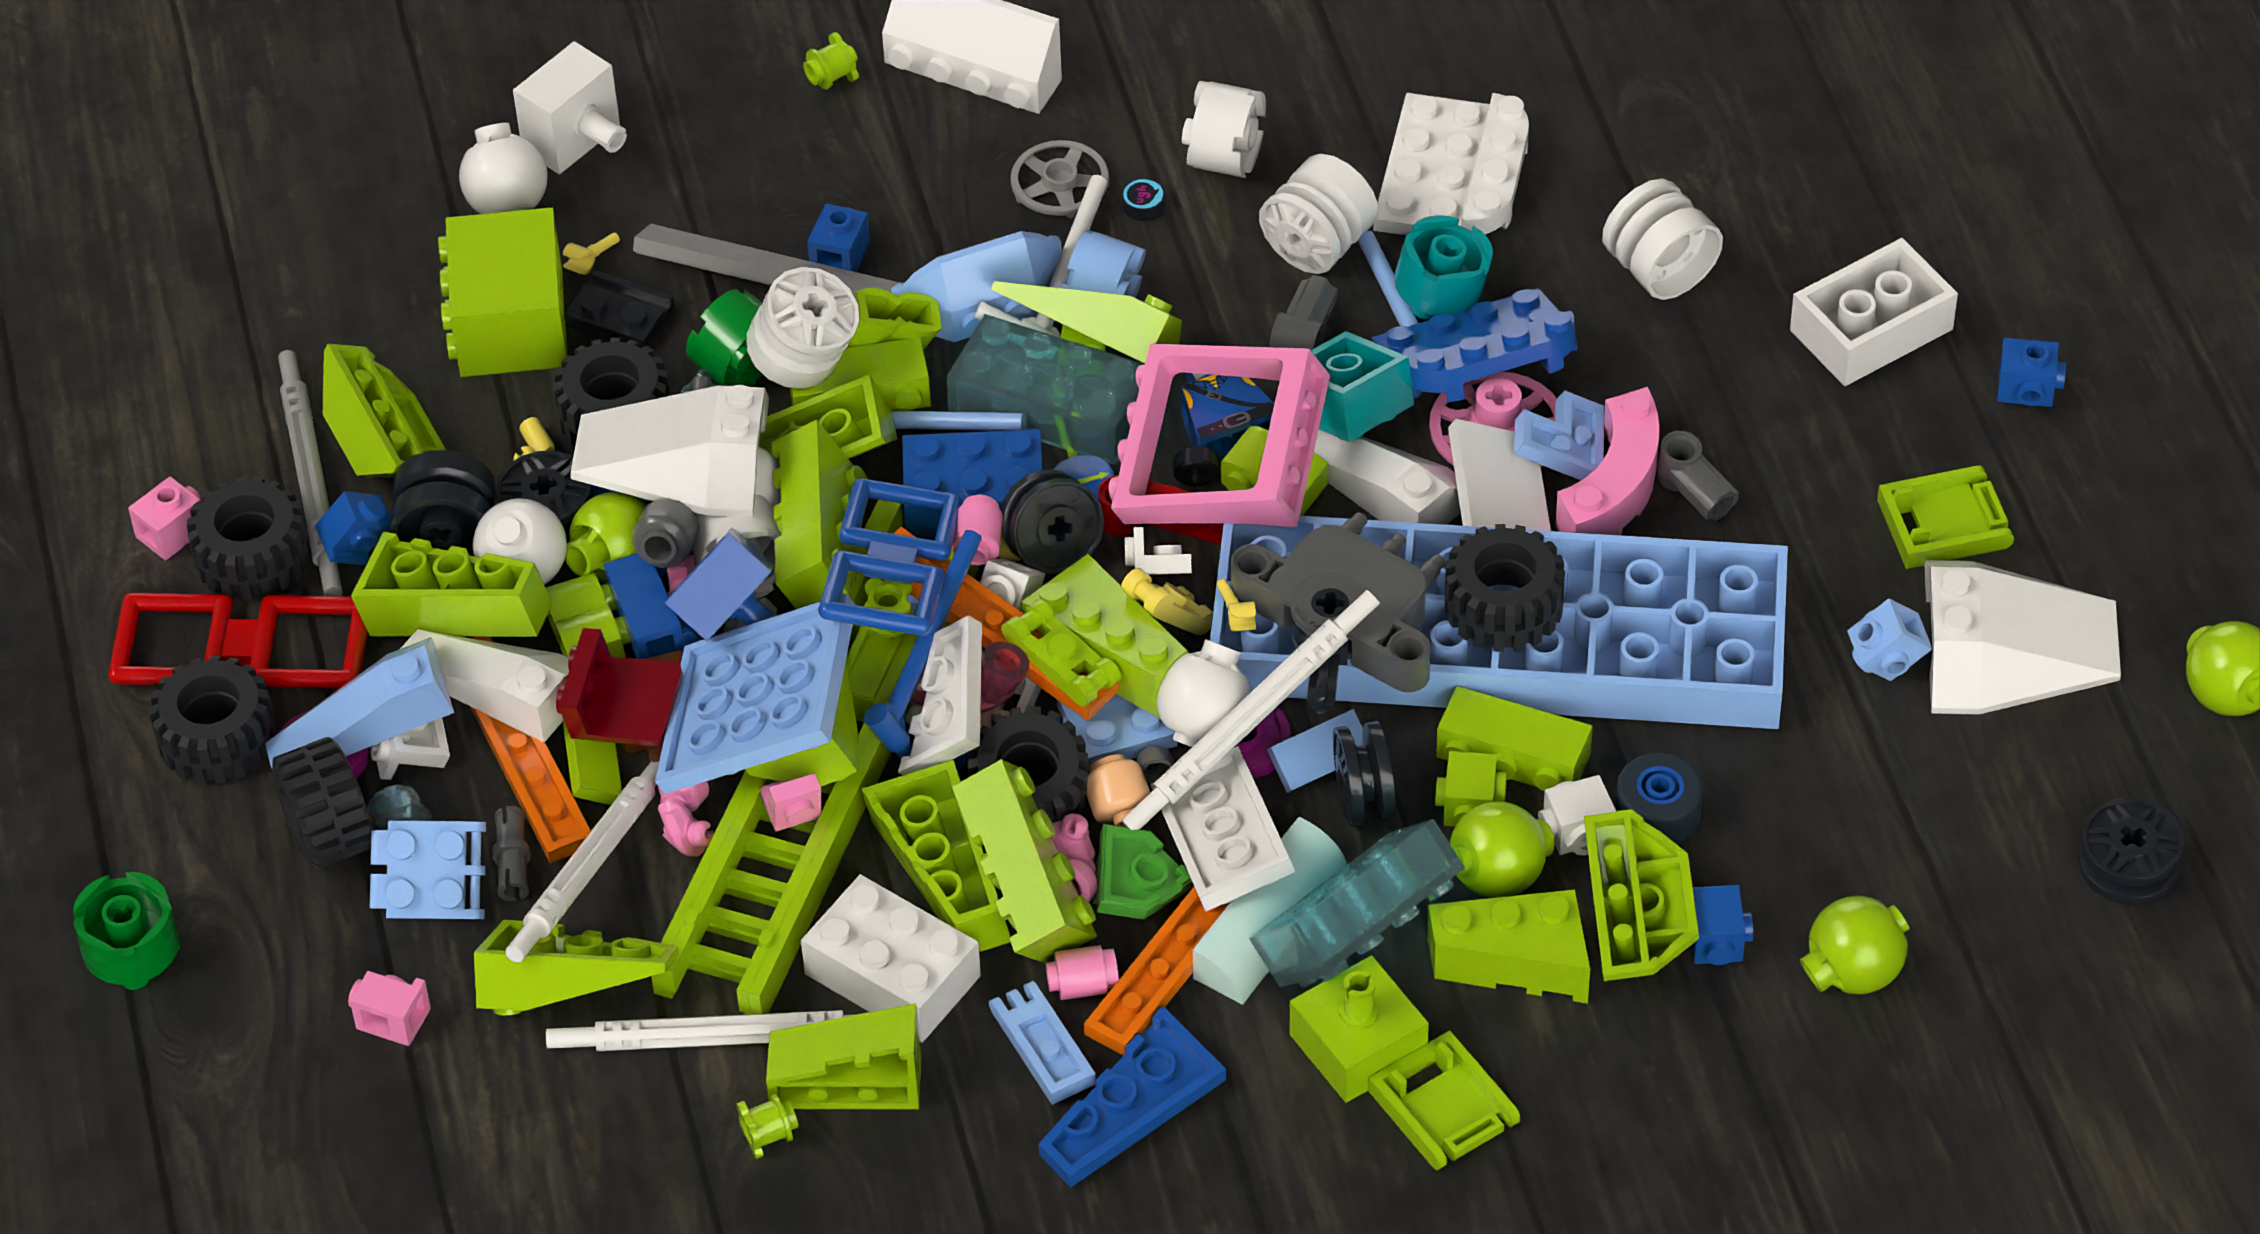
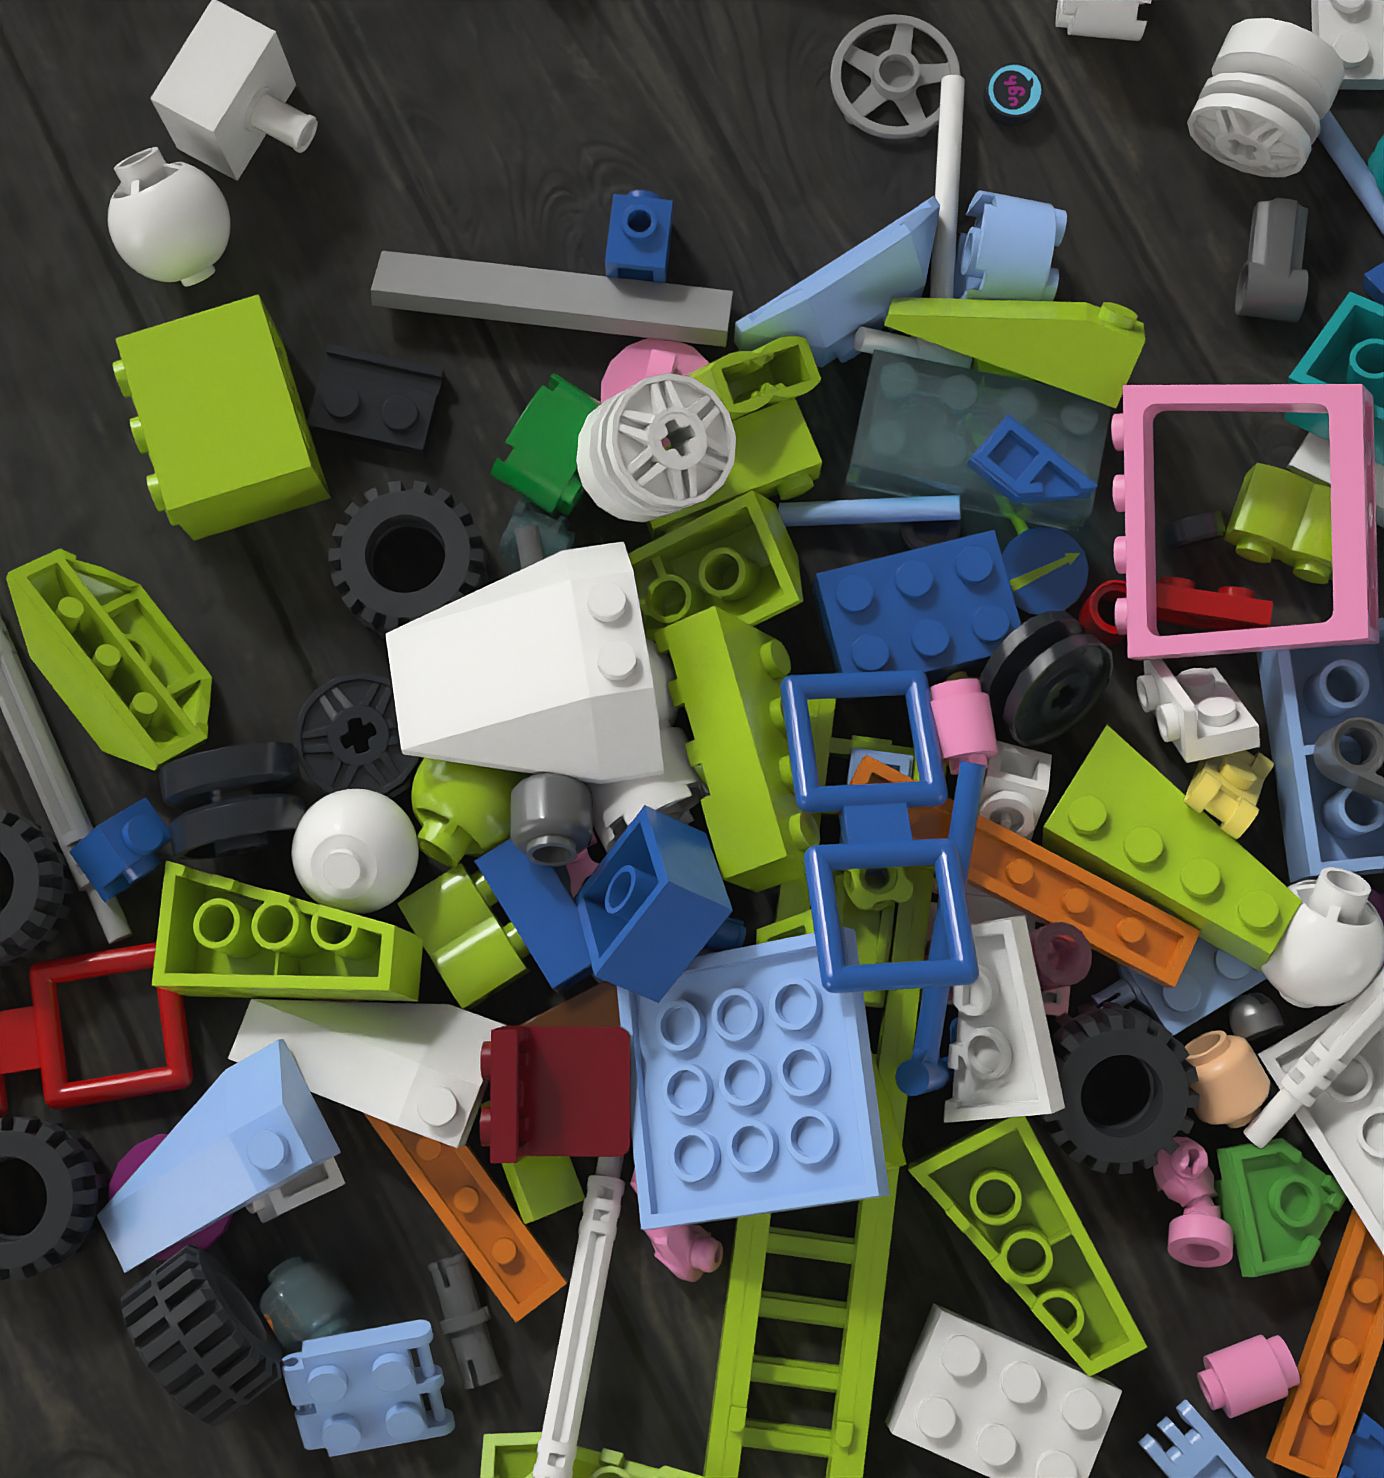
camera: 15 degrees left, 30 degrees up
(535, 437) = (330, 650): light yellow arm -> none
(583, 258) = (304, 324): light yellow hand -> none
(792, 801) = (832, 1227): bright pink bracket -> none
(1024, 862) = (1159, 1271): lime wedge -> none
(1061, 653) = (1125, 918): lime plate -> none
(1071, 388) = (1027, 467): none -> blue tile
(1222, 409) = (1209, 449): blue torso -> none
(1240, 614) = (1341, 811): light yellow hand -> none

